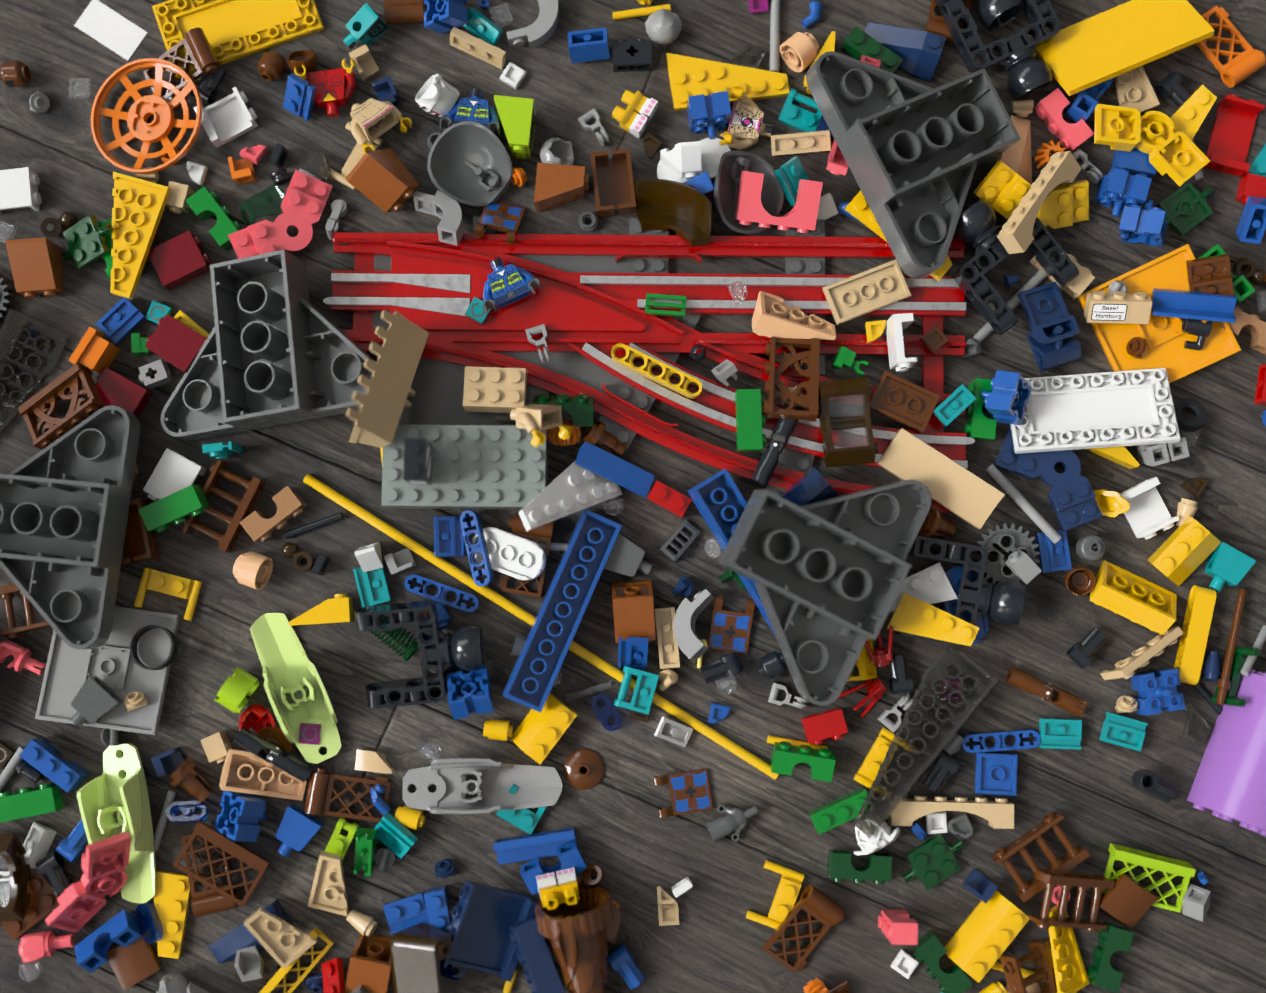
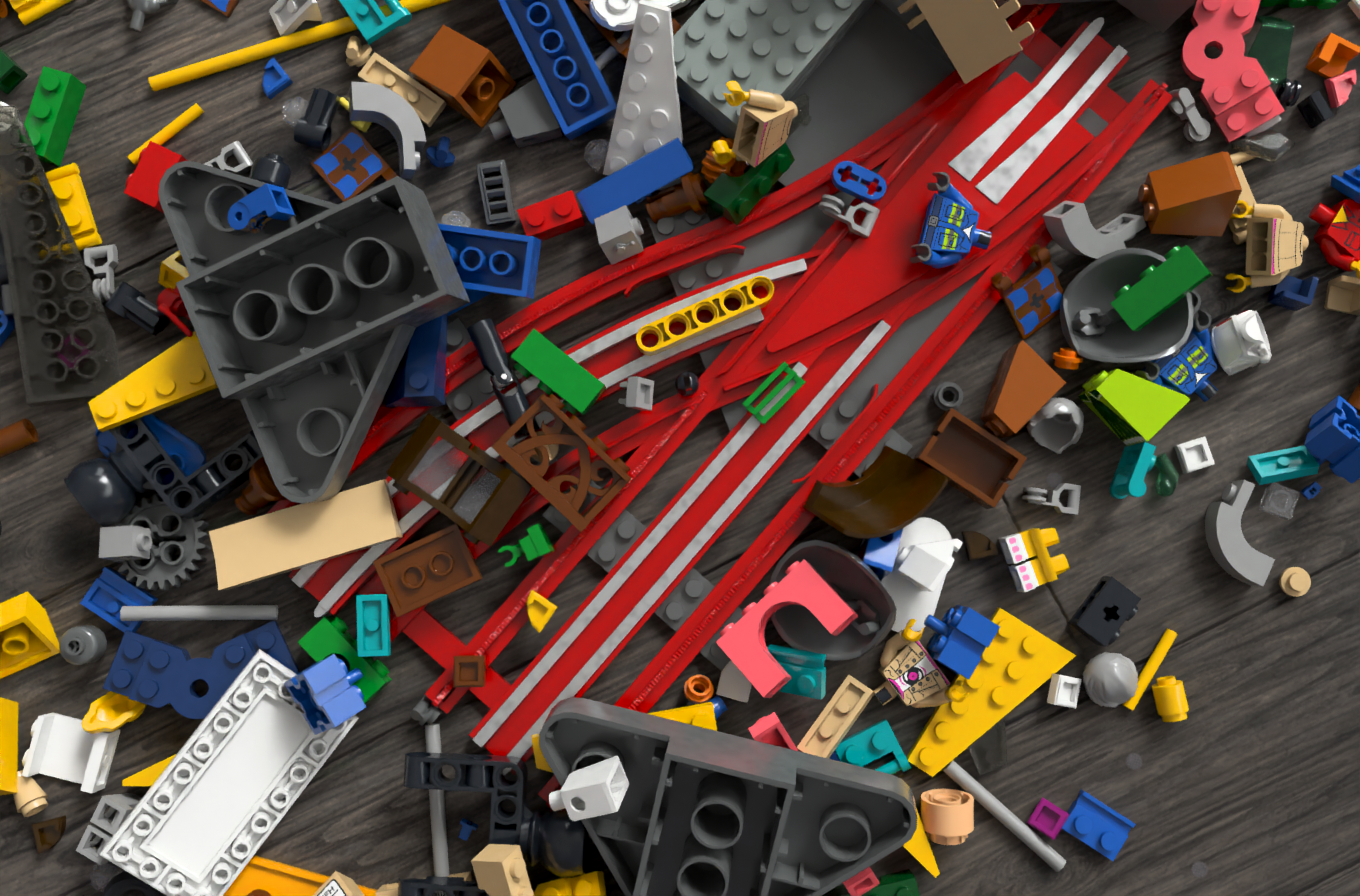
camera: 130 degrees right, 0 degrees up
(446, 156) = (1160, 287): none -> green brick
(476, 311) = (950, 167): teal tile -> none
(477, 48) = (1262, 439): tan plate -> none
(494, 389) = (837, 115): tan piece -> none
(523, 350) = (861, 175): none -> blue beam
(536, 79) = (1167, 477): none -> clear green arm
(545, 100) = (1131, 471): none -> teal plate
(588, 45) = (1159, 569): blue brick -> none
(633, 652) = (416, 35): blue plate -> none
(649, 454) = (619, 234): none -> light grey head
(688, 44) = (1064, 690): none -> white tile
(738, 292) = (717, 489): clear plate -> none
(783, 321) = (640, 510): light nougat wedge -> none
(786, 756) = (156, 112): green arch -> none
(804, 635) = (259, 207): none -> blue leg
(815, 14) = (976, 874): blue arm -> none
(838, 223) = (698, 682): none -> orange plate
(866, 292) = (591, 639): tan tile -> none
(874, 691) = (145, 265): red plant -> none
(895, 342) = (500, 616): white panel -> none
(927, 585) = (203, 424): white wing -> none
(941, 219) = (592, 790): none -> white torso
(1050, 326) = (369, 825): dark blue piece -> none
(1079, 580) = (59, 600): reddish brown hair -> none

